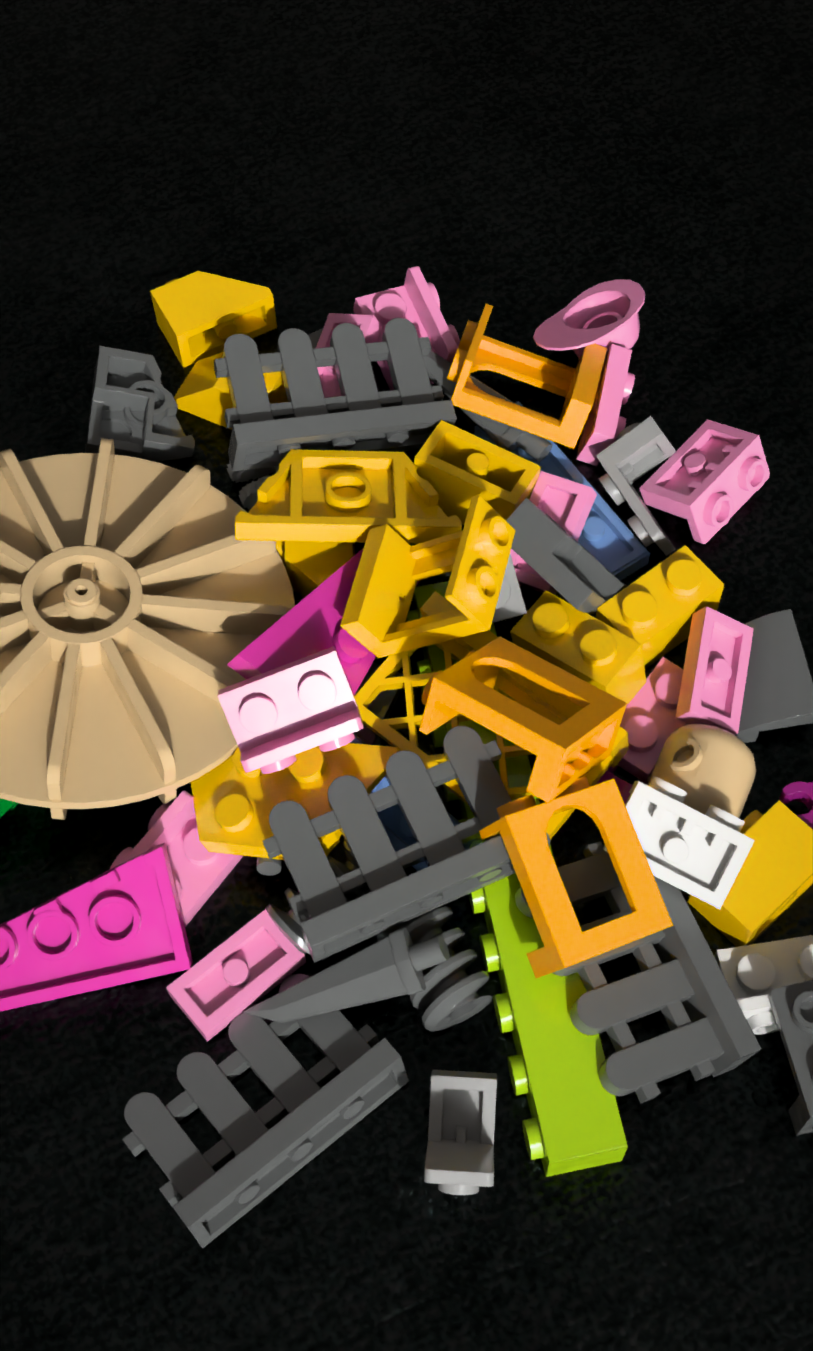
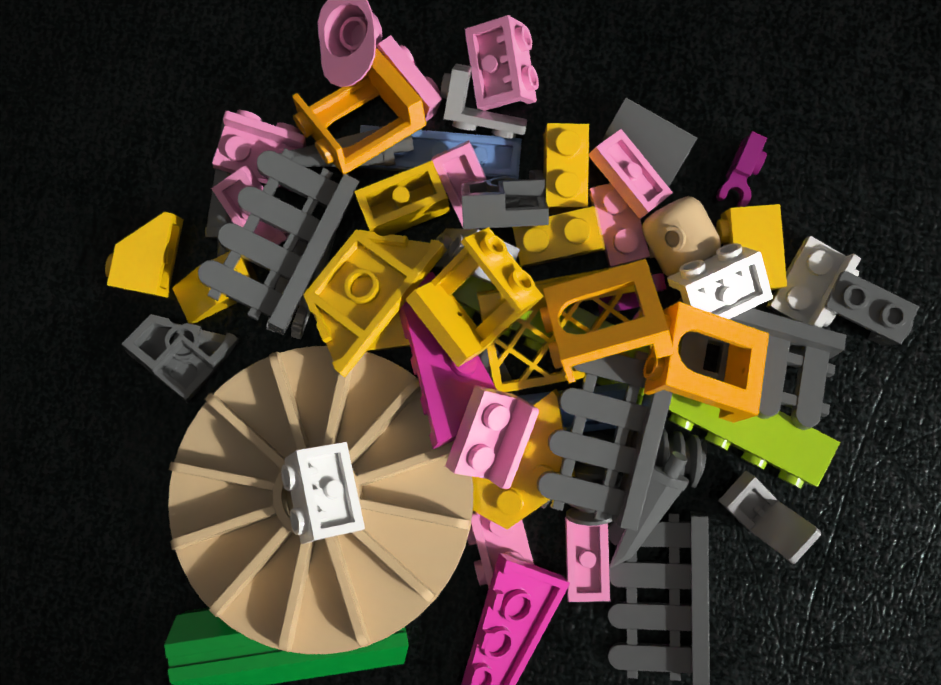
camera: 50 degrees left, 25 degrees up
(92, 587) = (322, 492): none -> white bracket

